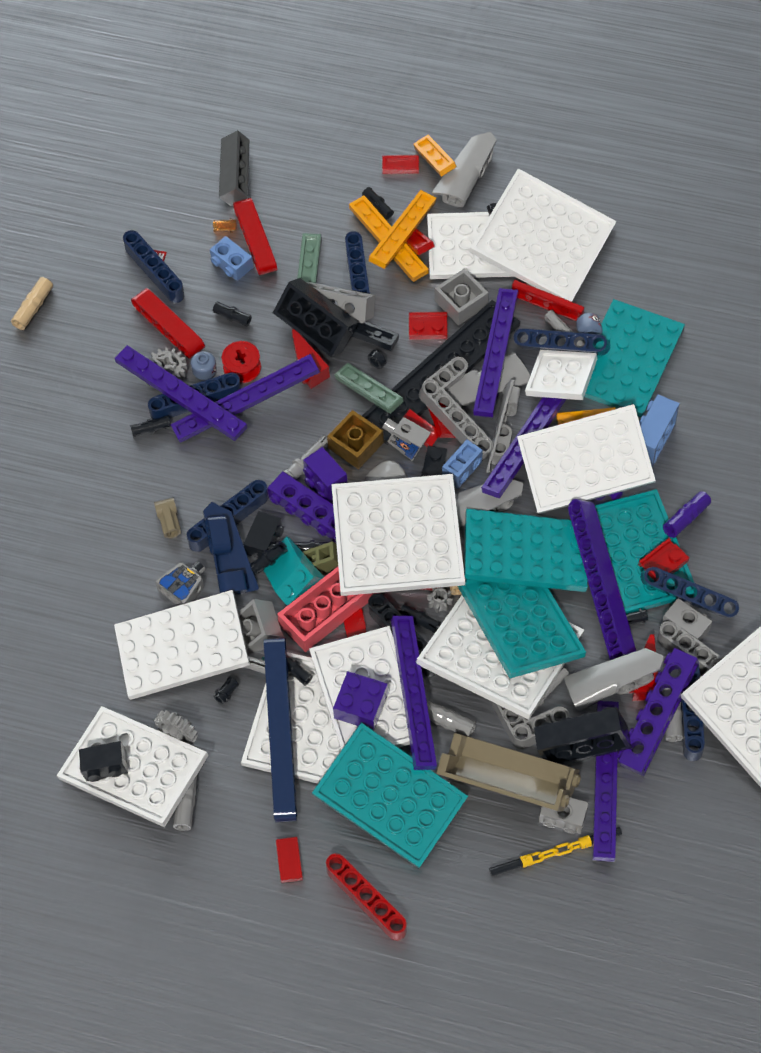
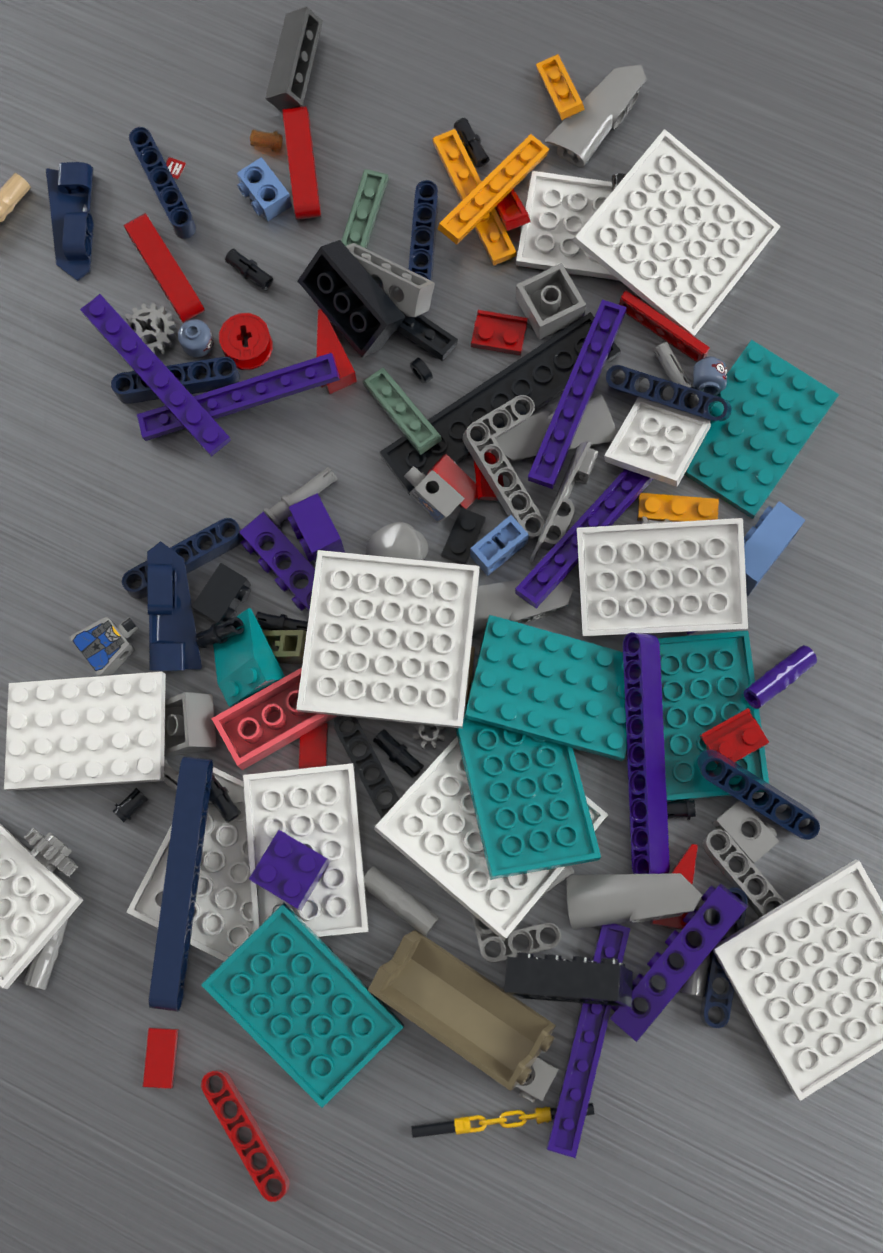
camera: 15 degrees right, 15 degrees up
(88, 300) = (71, 217): none -> dark blue panel
(150, 426) = (111, 411): black pin -> none
(167, 514) = (106, 538): dark tan piece -> none
(355, 439) = (367, 482): pearl gold brick -> none
(400, 164) = (513, 91): red tile -> none
(413, 693) = (361, 872): dark purple plate -> none

